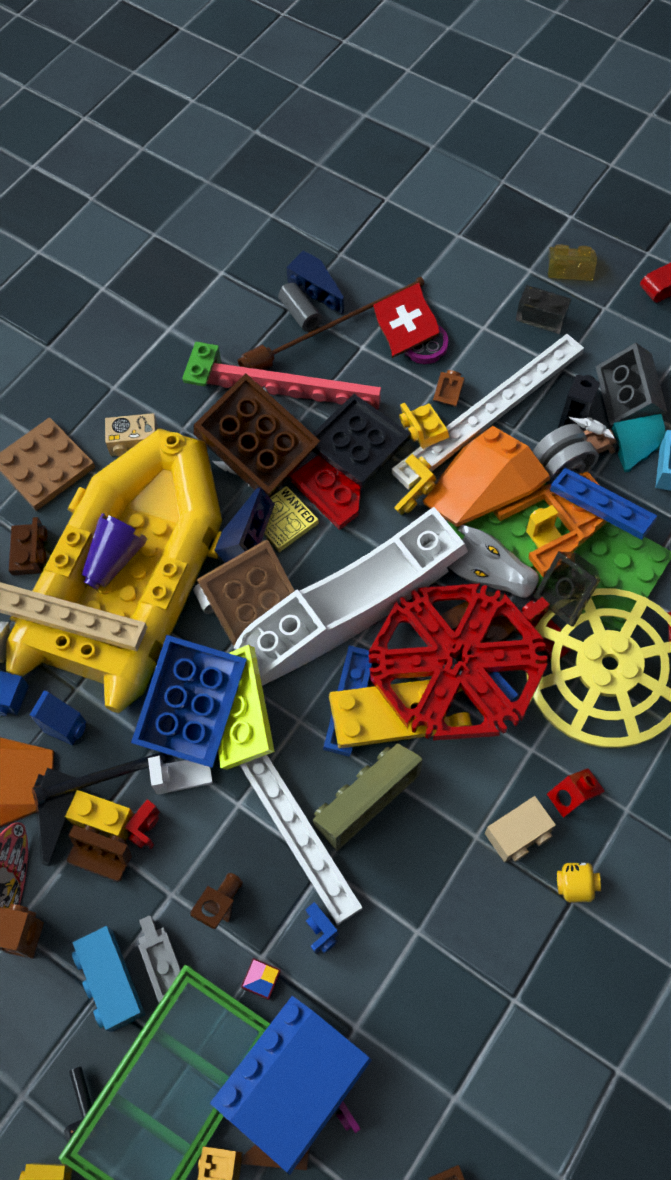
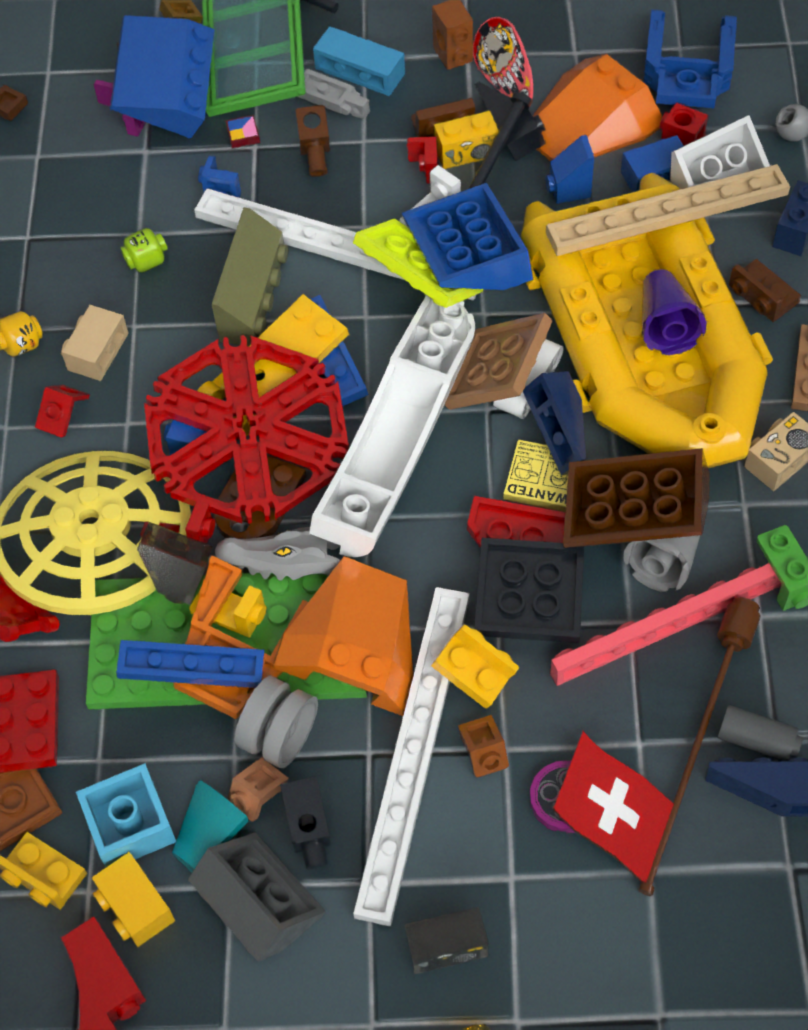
camera: 145 degrees right, 5 degrees down
(424, 486) = (425, 592): yellow bracket -> none
(428, 898) = (143, 250): none -> lime head
(593, 426) = (273, 764): white piece -> none

